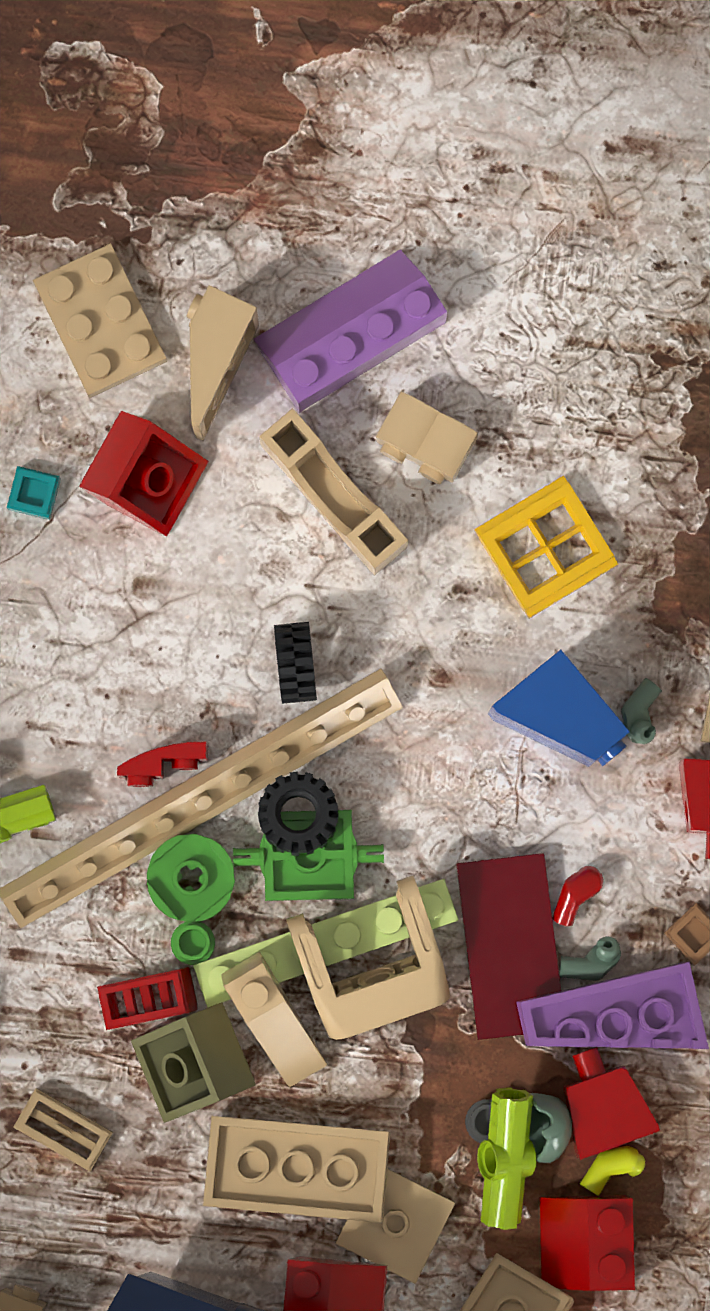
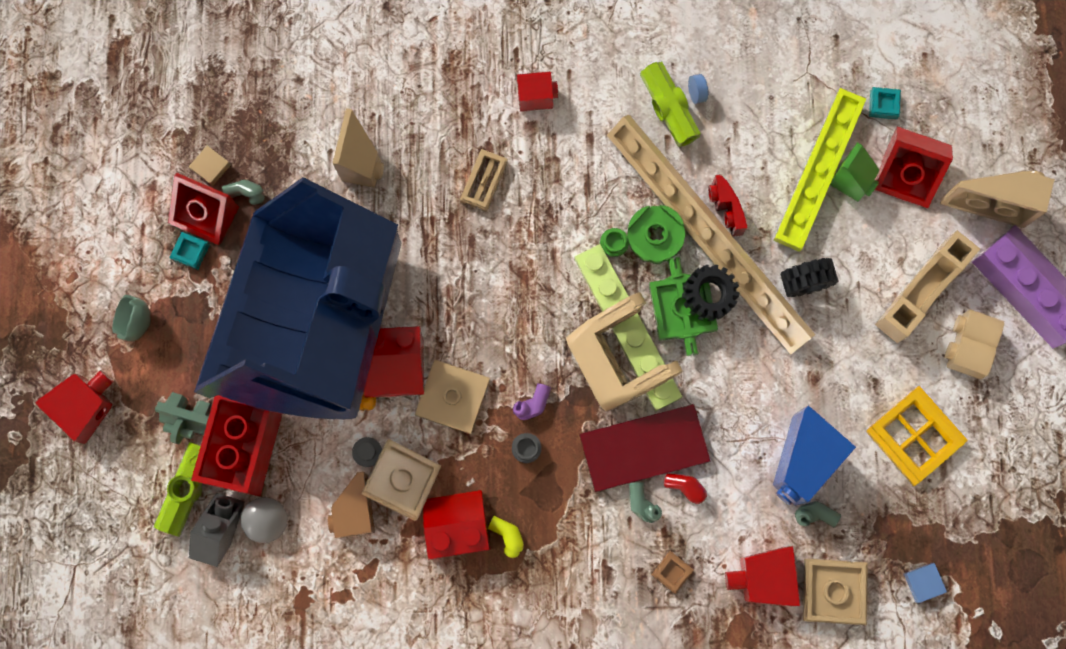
camera: 85 degrees right, 5 degrees down
(100, 320) = (1005, 127): tan plate -> none
(125, 612) = (819, 170): none -> neon yellow plate
(146, 561) = (856, 174): none -> bright green slope
(183, 988) = (579, 237): red slope -> none
(193, 1062) = (538, 252): olive slope -> none
(273, 1019) = (572, 297): tan slope -> none
(296, 1169) = (478, 327): tan plate -> none
(426, 1102) = (534, 406): none -> medium lavender arm
(506, 1158) = (504, 461): lime piece -> none
(549, 1127) = (531, 486): sand green hair -> none
(605, 1107) = (547, 524): red torso -> none
(628, 1011) = (614, 536): medium lavender wing -> none

